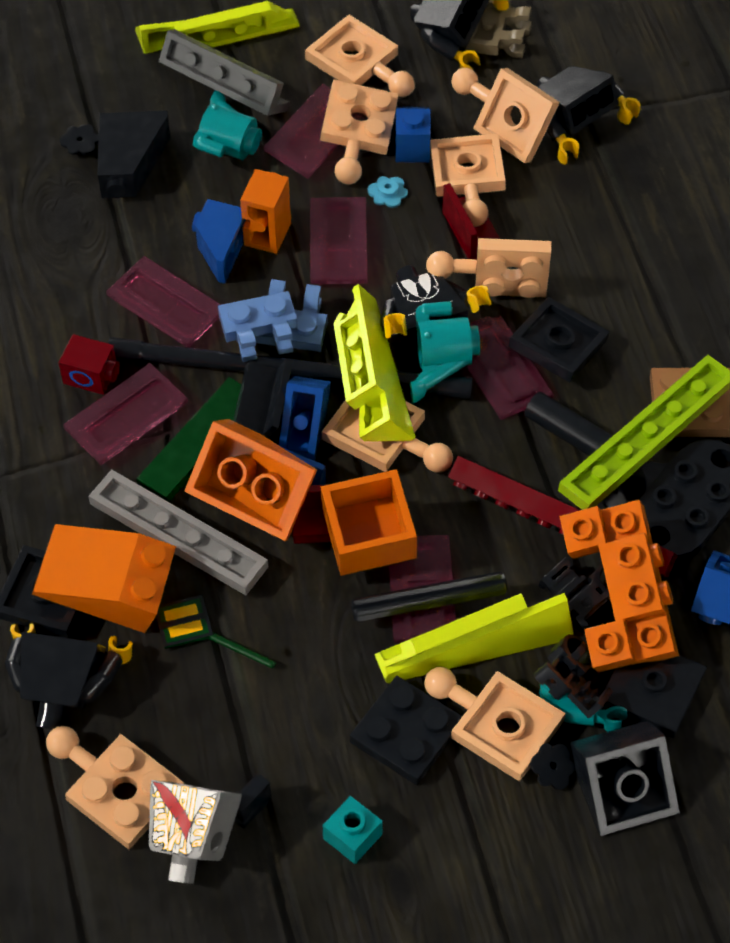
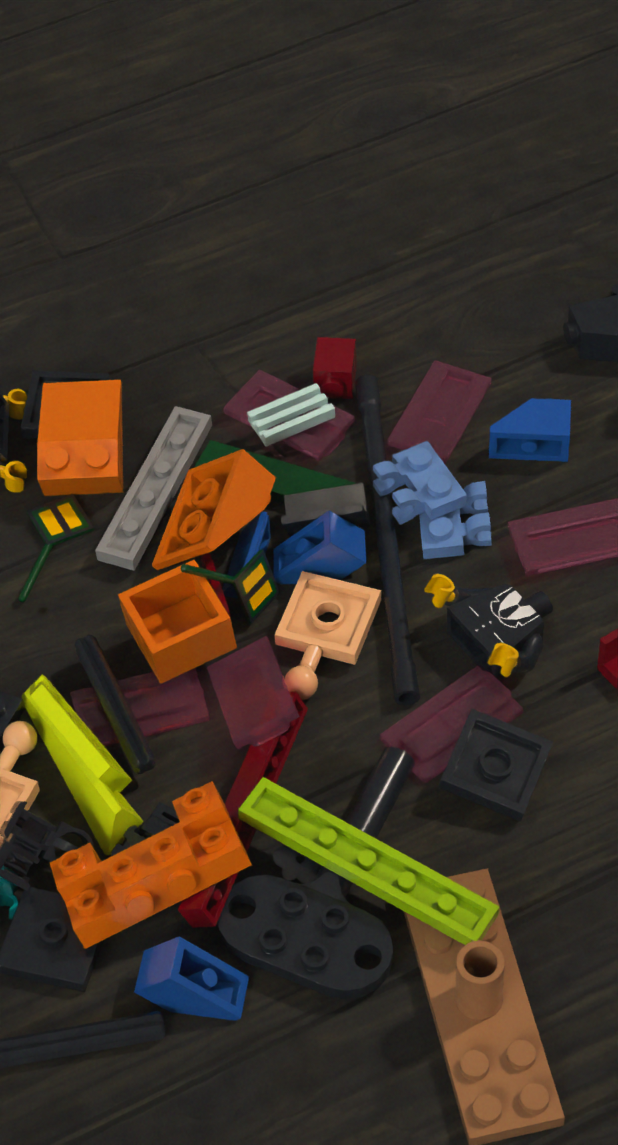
camera: 80 degrees right, 5 degrees down
(131, 382) = (288, 410): none -> light aqua tile
(266, 210) = (573, 452): orange brick -> none
(336, 472) = (252, 584): none -> piece
(370, 372) = (384, 593): neon yellow wedge -> none
(442, 346) = (436, 645): teal piece -> none
(454, 486) = (253, 694): none -> clear pink piece
(492, 266) = (567, 679): light nougat plate -> none

